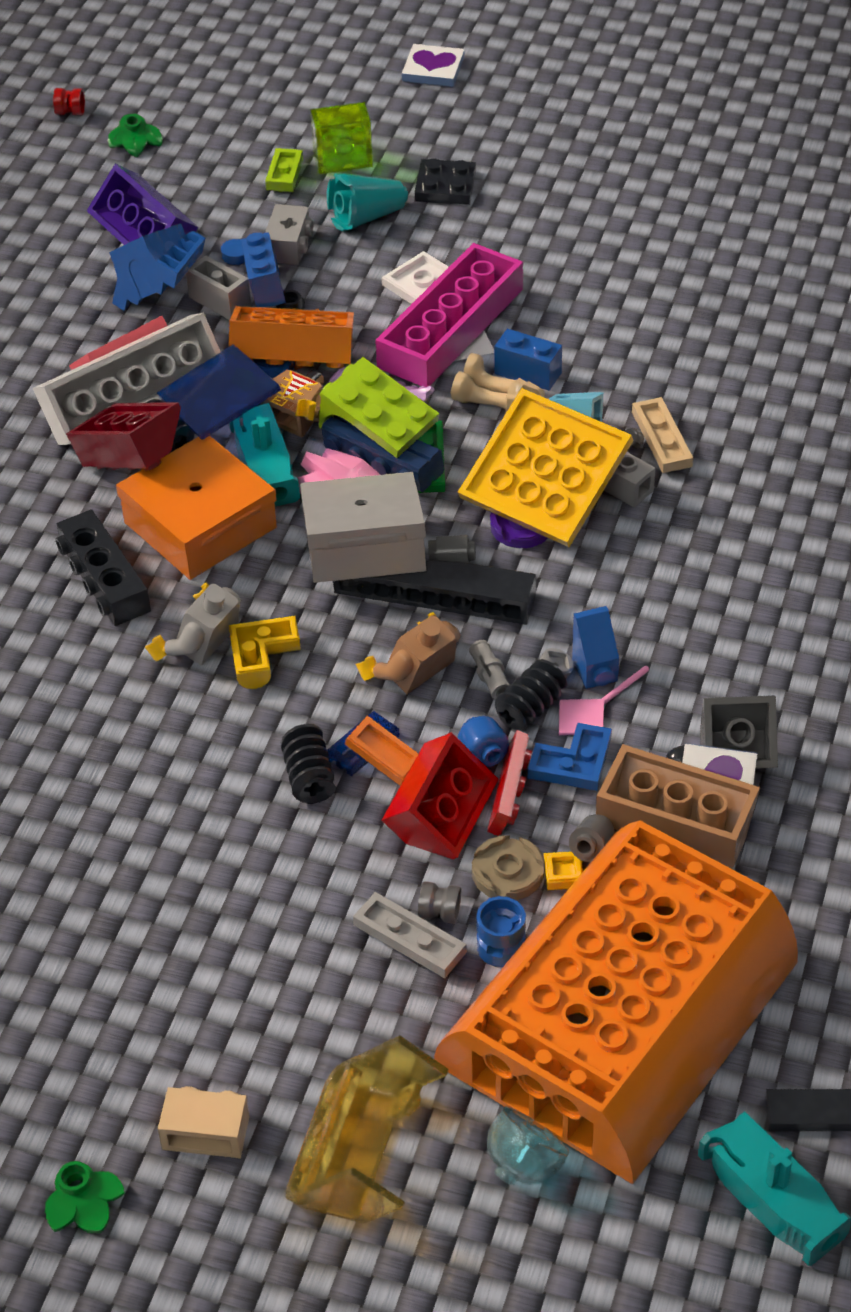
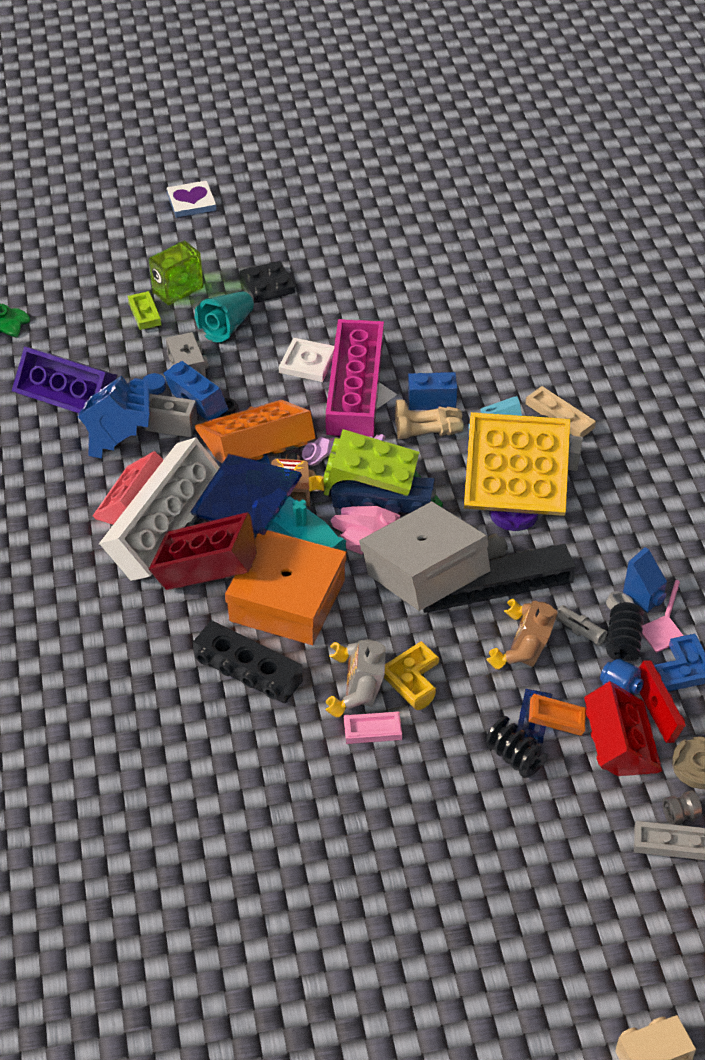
camera: 30 degrees left, 0 degrees up
(182, 685) = (372, 727): none -> bright pink tile

